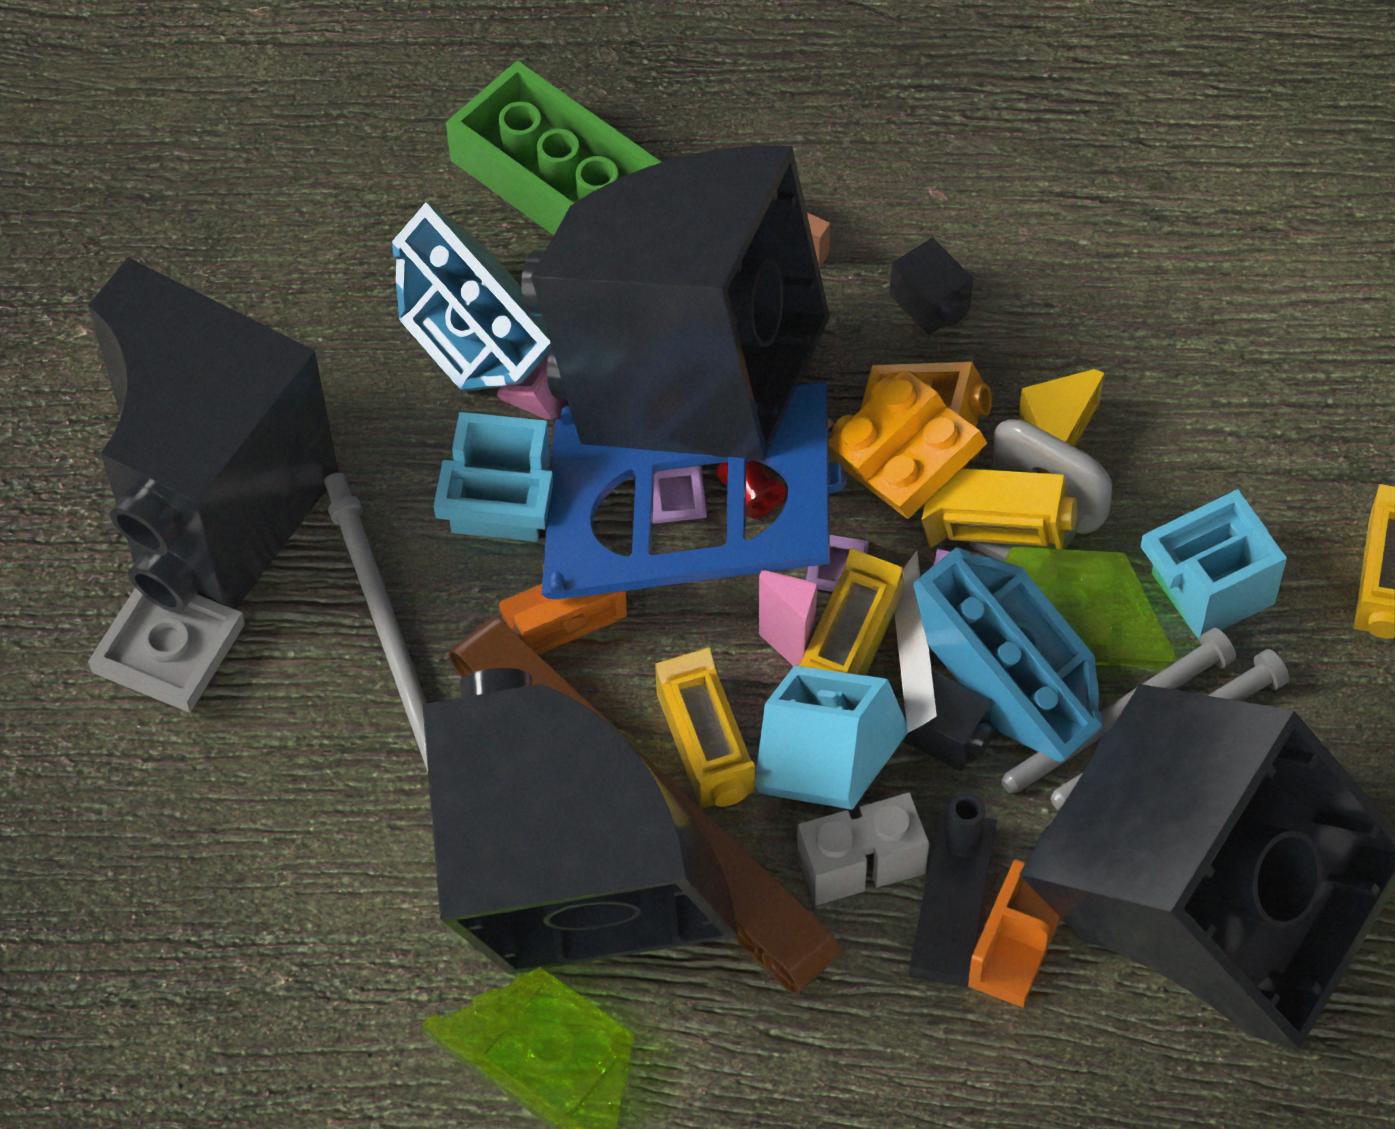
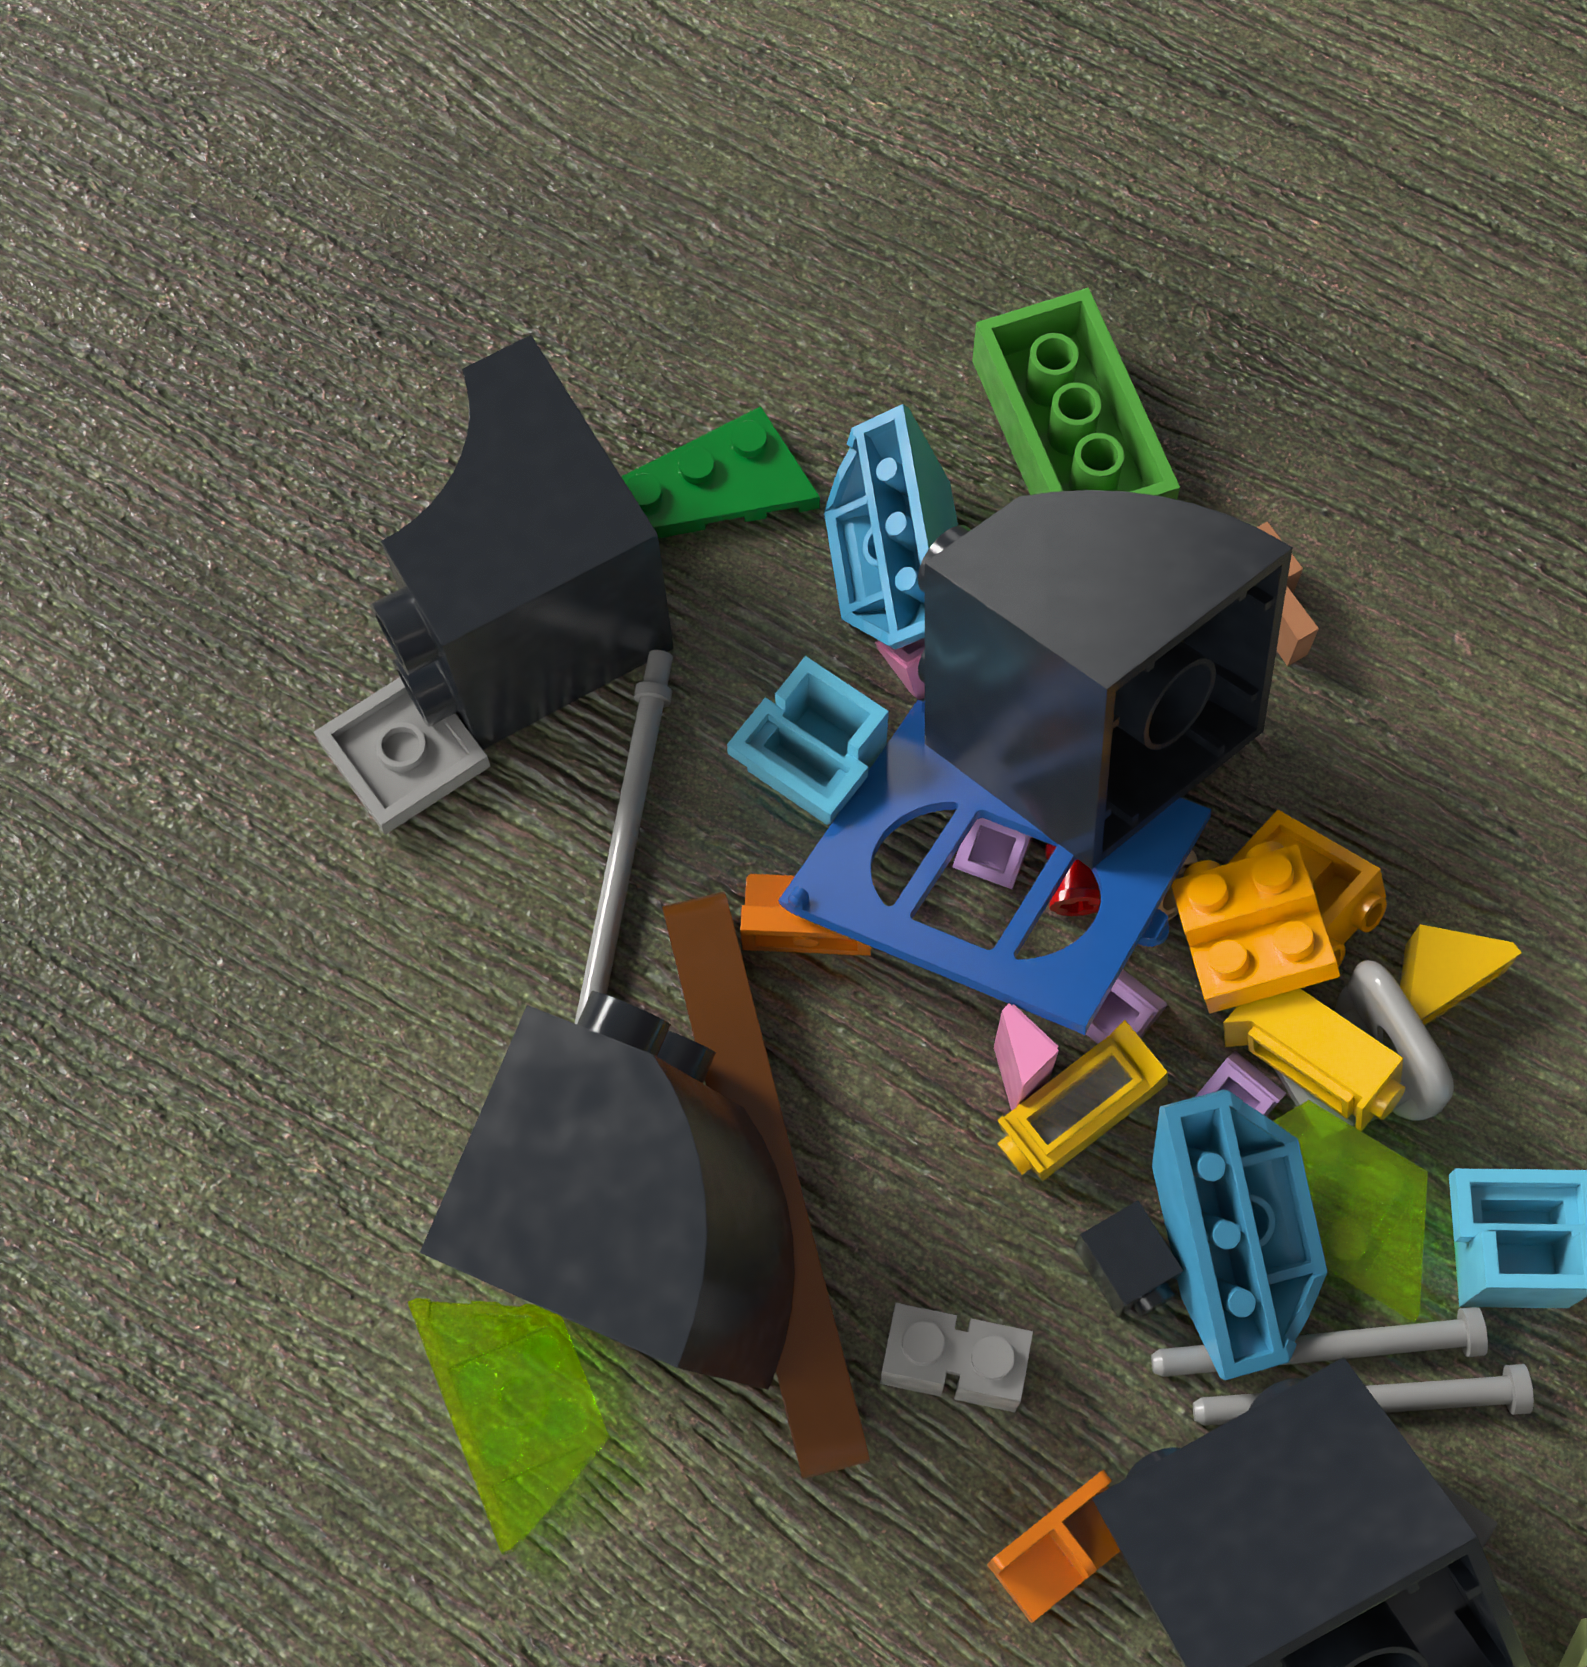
camera: 30 degrees right, 10 degrees up
(324, 314) = (722, 477): none -> green wing
(704, 729) = (870, 1133): yellow window -> none
(827, 736) = (984, 1218): medium azure slope -> none
(914, 653) = (1134, 1165): white sticker -> none
(931, 286) = (1392, 751): black brick -> none
(953, 892) = (1025, 1459): black piece -> none

